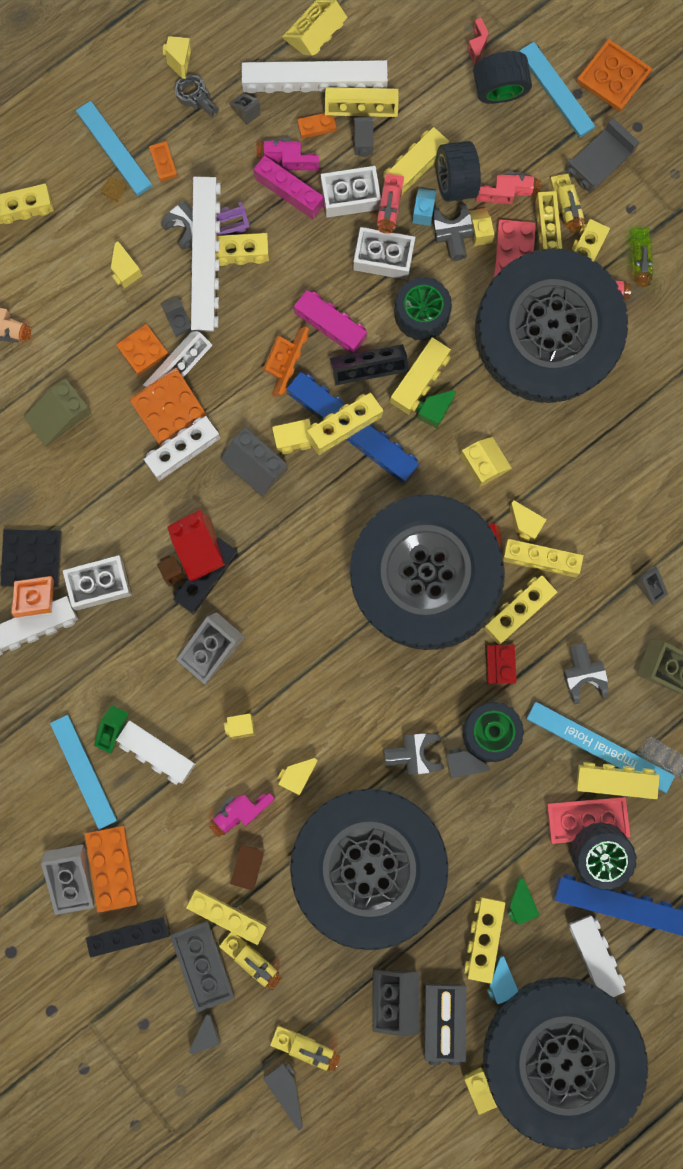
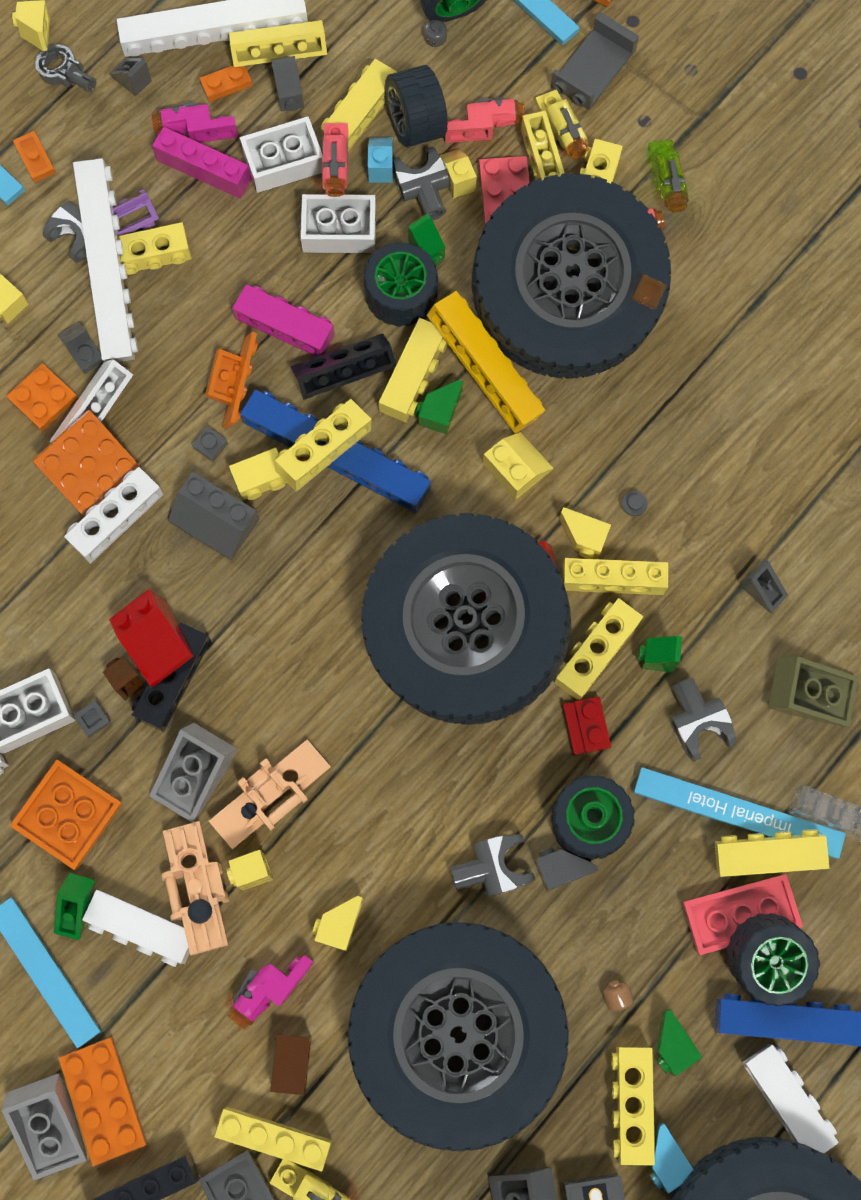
camera: 10 degrees left, 5 degrees down
(115, 663) = (66, 815): none -> orange plate
(143, 596) = (92, 719): none -> dark grey plate
(206, 732) = (204, 886): none -> light nougat piece
(243, 684) = (264, 787): none -> light nougat piece
(260, 406) = (210, 444): none -> dark grey plate
(448, 276) = (425, 235): none -> green slope
(476, 380) = (486, 362): none -> yellow brick
(483, 112) = (435, 33): none -> dark grey piece
(487, 862) = (617, 996): none -> medium nougat piece
(565, 621) = (661, 653): none -> green slope
(567, 505) = (634, 503): none -> dark grey plate
(607, 350) = (649, 292): none -> clear orange plate

